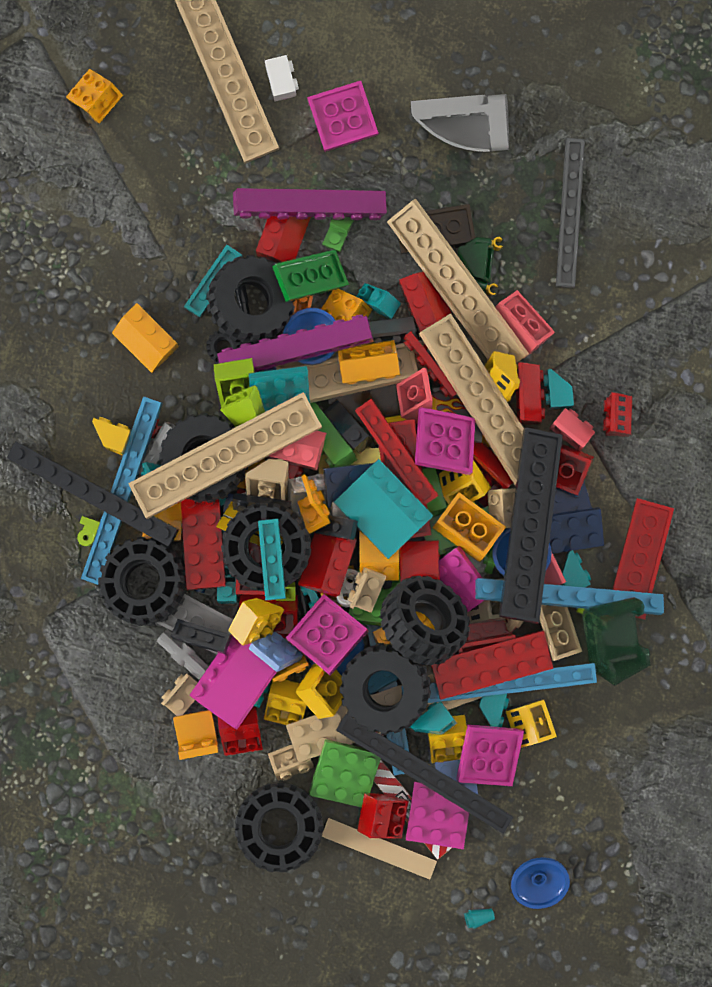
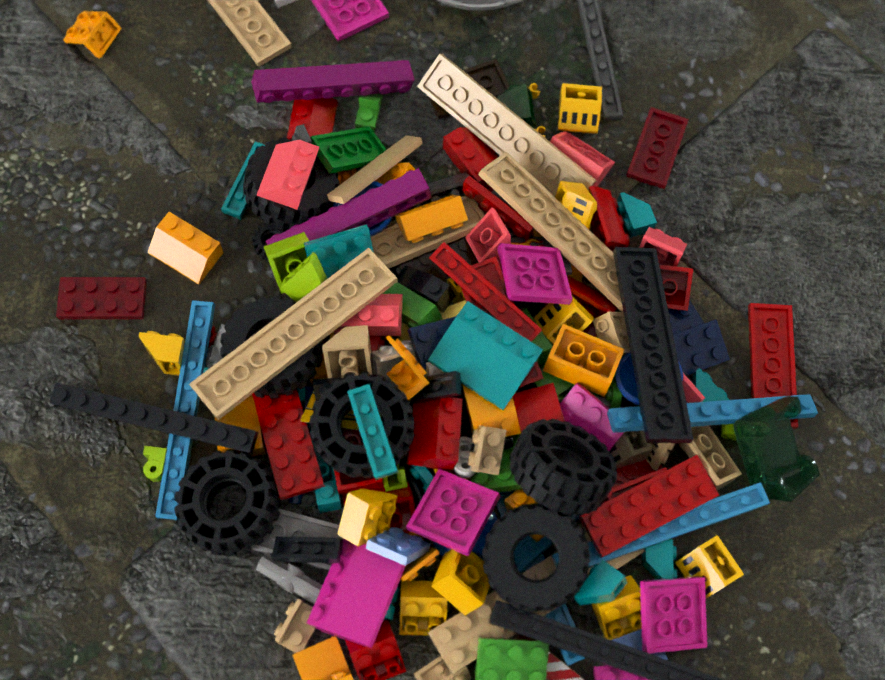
camera: 15 degrees left, 15 degrees down
(64, 368) = (101, 298): none -> dark red plate
(248, 297) = (288, 173): none -> coral slope
(267, 264) = (301, 134): none -> dark grey plate
(329, 300) = (374, 169): none -> tan tile
(379, 300) = (430, 163): teal slope -> none
(534, 274) = (579, 108): none -> yellow slope
(597, 327) = (657, 148): none -> dark red plate
(618, 415) = (704, 224): red slope -> none

